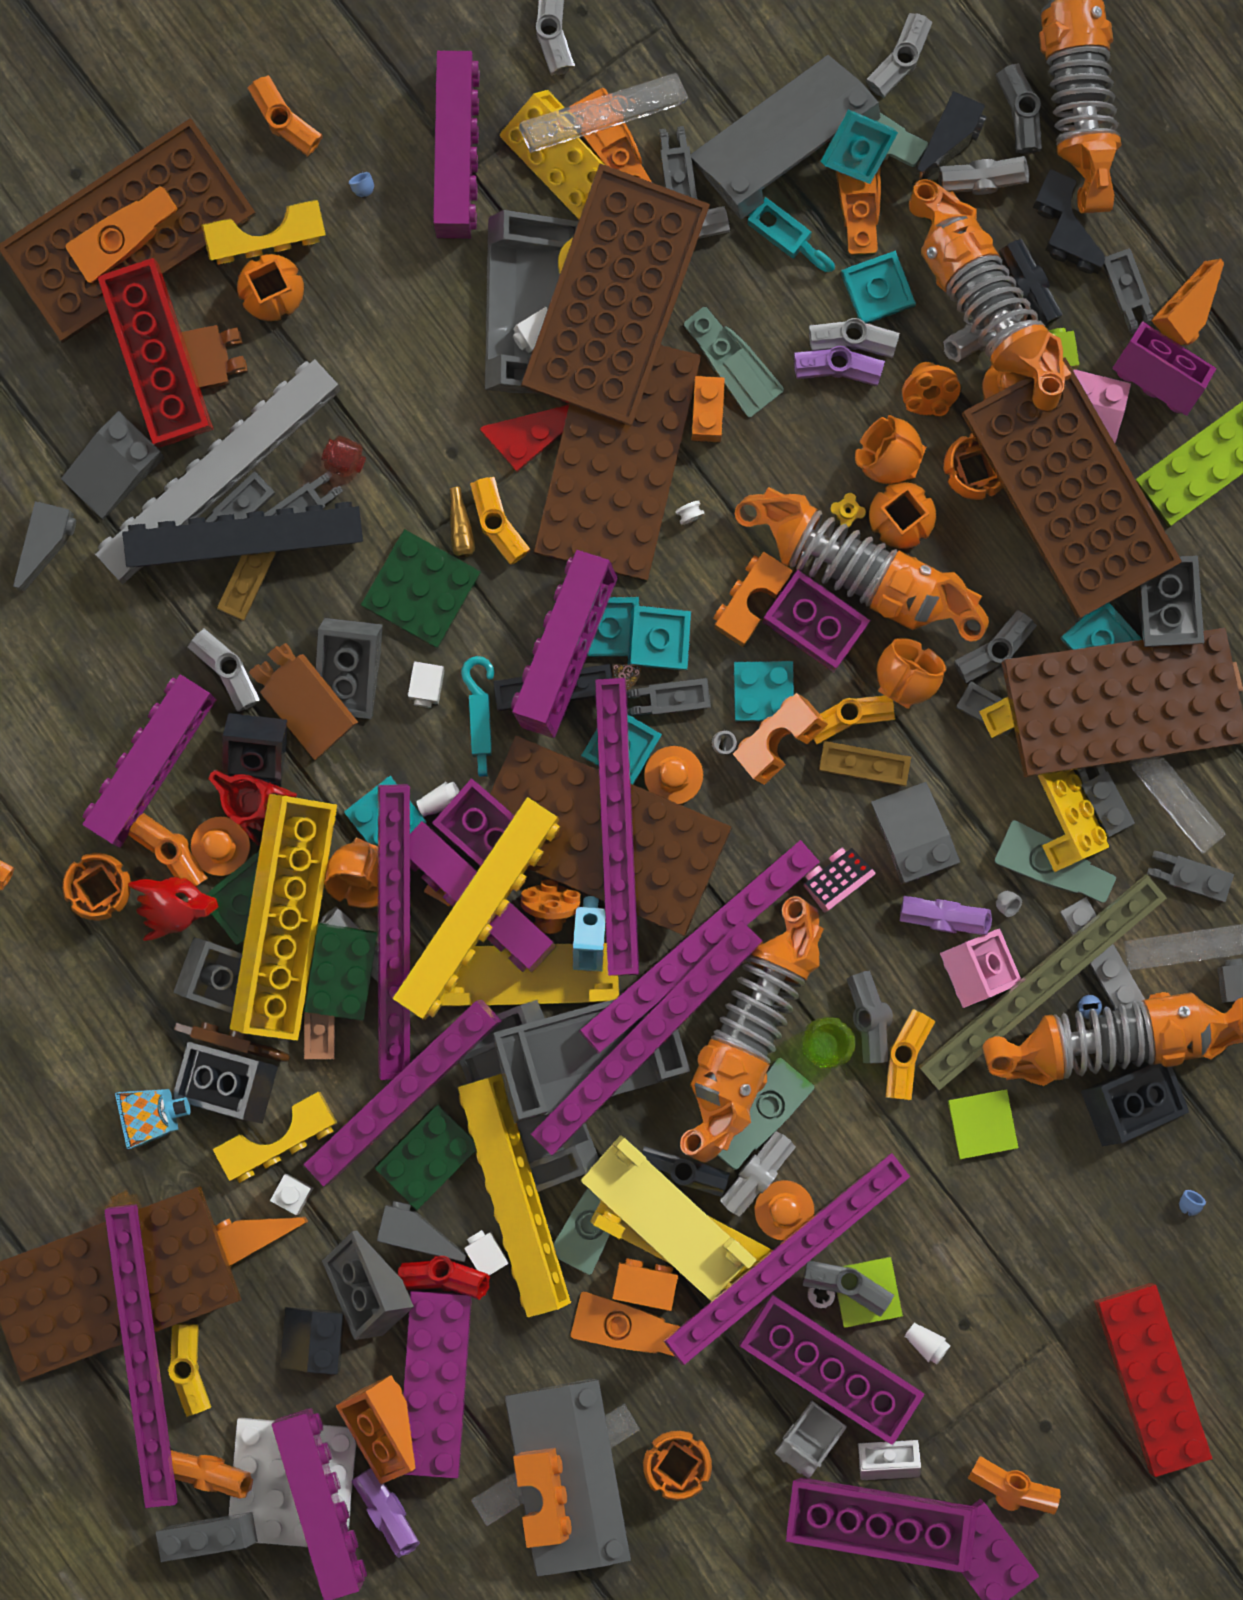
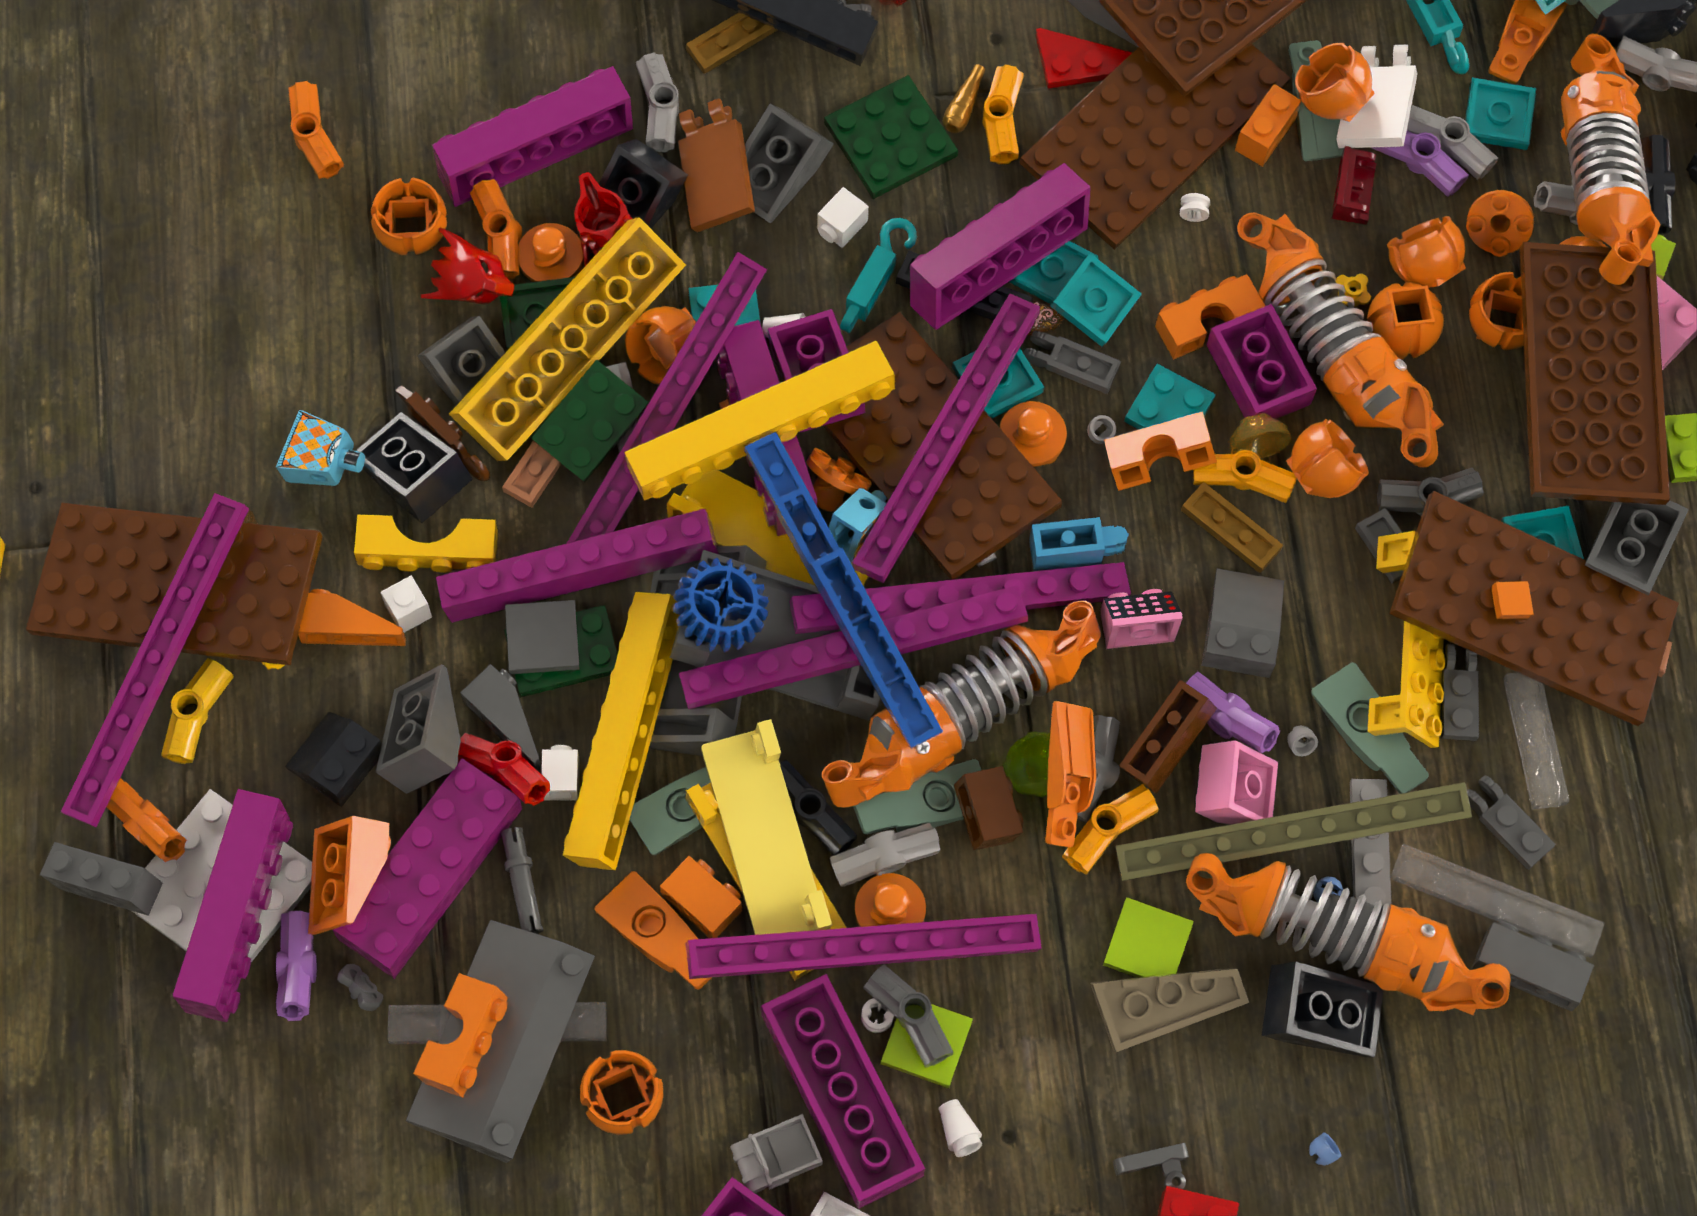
camera: 30 degrees right, 15 degrees down
(409, 1160) = (542, 637): none -> dark grey tile
(441, 1497) = (360, 987): none -> dark grey piece
(507, 1350) = (519, 866): none -> dark grey pin
(531, 1059) = (749, 607): none -> blue gear
(618, 1008) = (842, 591): none -> blue slope
(733, 351) = (1335, 82): none -> orange piece
(757, 850) = (1074, 543): none -> dark azure hinge
(782, 340) = (1387, 113): none -> white tile
(801, 421) = (1354, 186): none -> dark red hinge
(813, 1094) = (989, 808): none -> reddish brown brick
(845, 680) = (1261, 435): none -> clear yellow piece
(858, 1037) = (1069, 770): none -> orange piece
(913, 964) = (1168, 736): none -> reddish brown brick
(1019, 1166) = (1157, 1005): none -> dark tan wing
(1083, 1277) = (1167, 1157): none -> dark grey piece
(1108, 713) = (1512, 600): none -> orange tile

